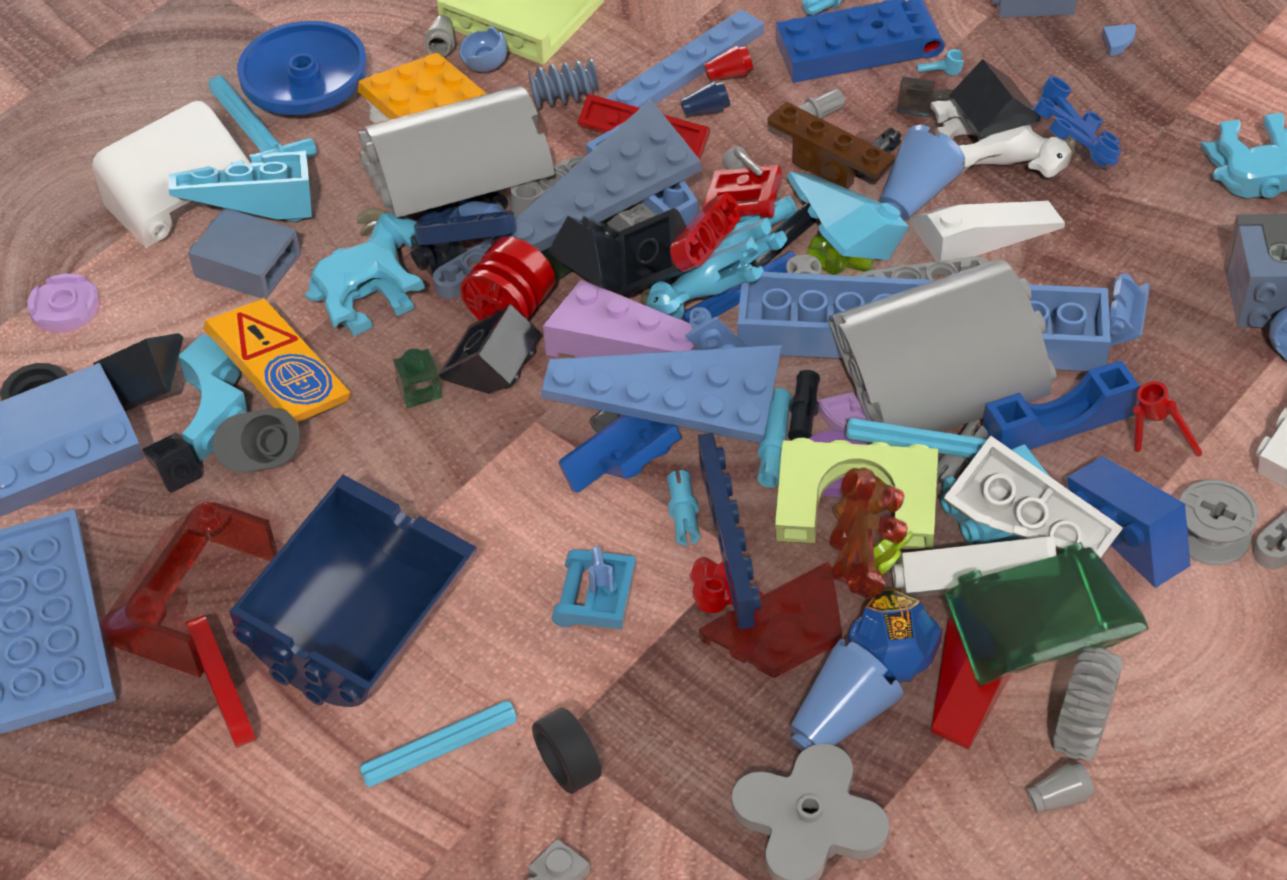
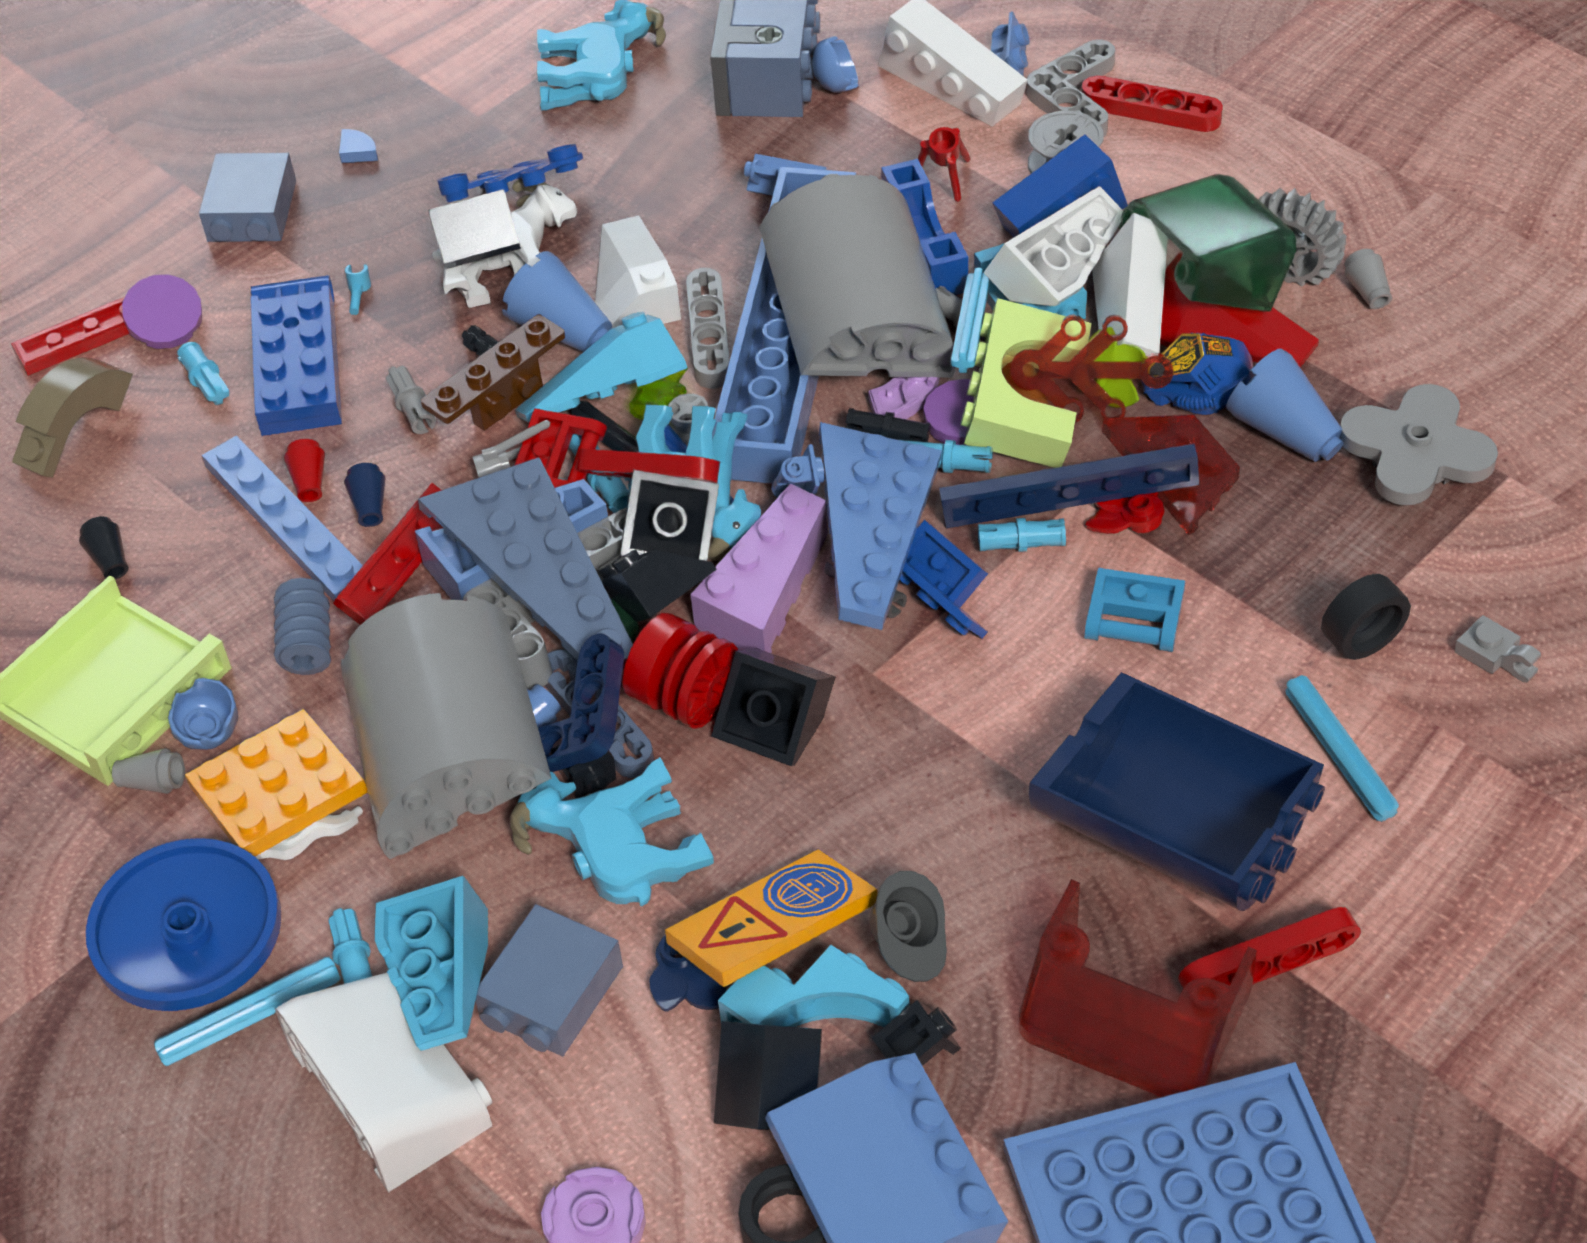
camera: 85 degrees left, 0 degrees up
(414, 368) = (809, 773): clear green brick -> none
(600, 573) = (1137, 583): medium blue hand -> none
(917, 95) = (418, 301): clear smoke plate -> none

